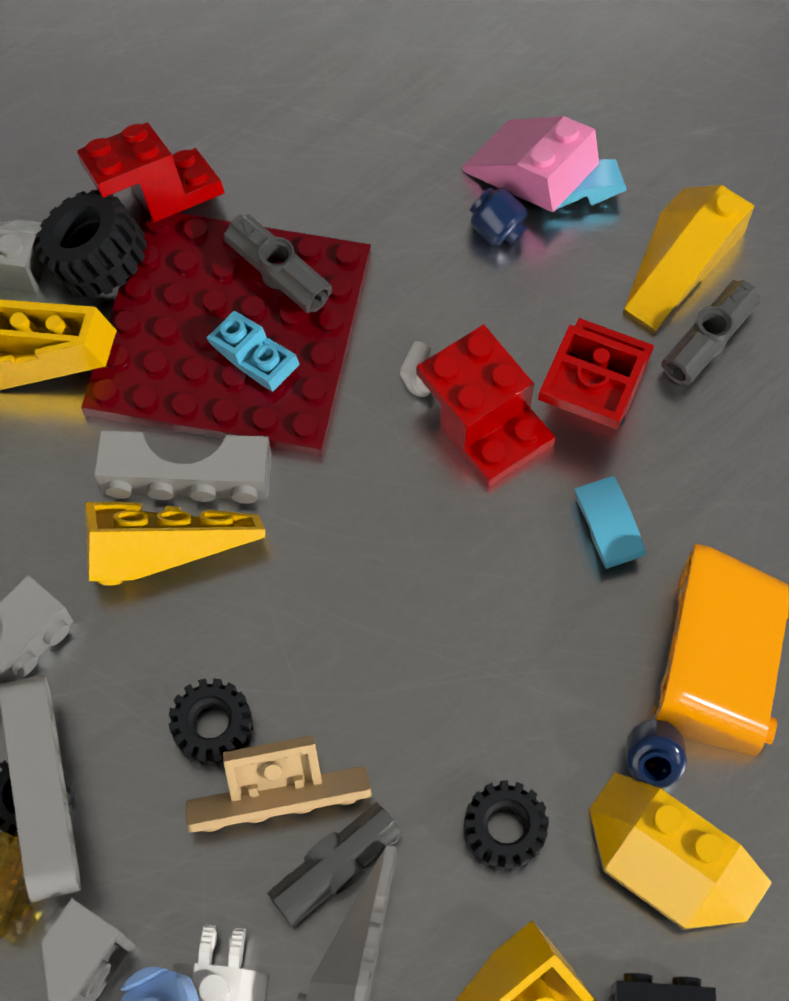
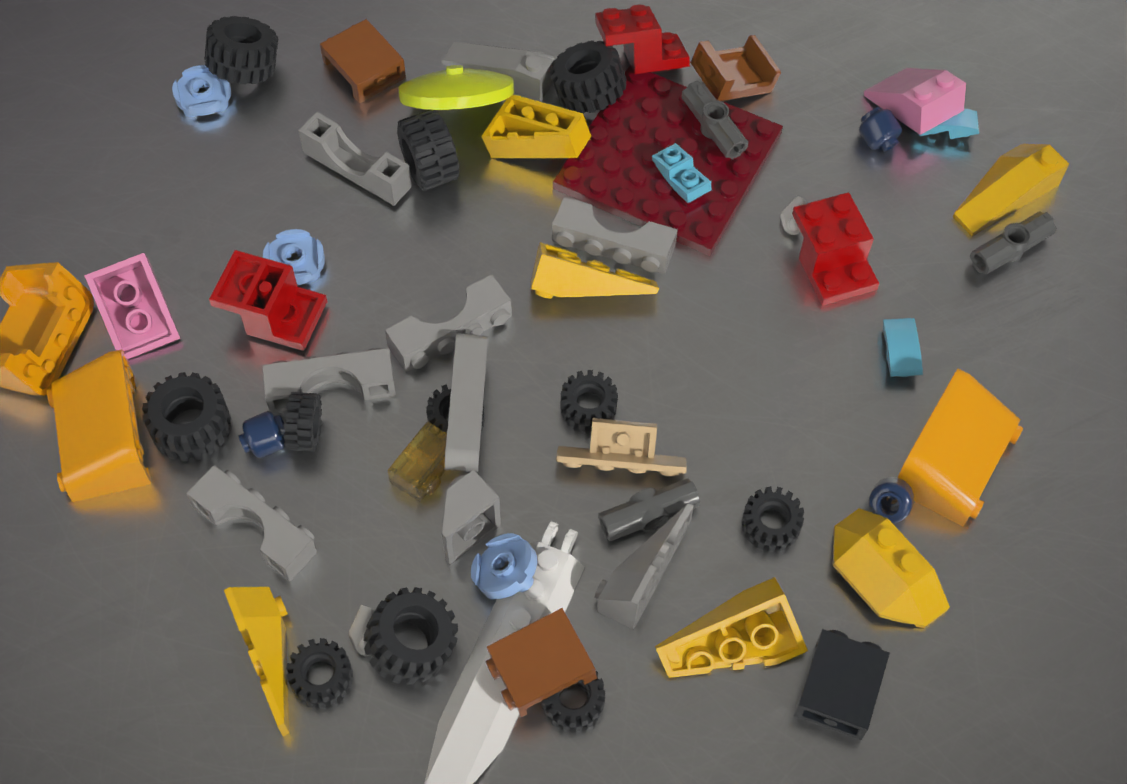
camera: 15 degrees right, 5 degrees down
(288, 181) = (736, 70): none -> dark orange panel
(596, 373) = (921, 245): red bracket -> none

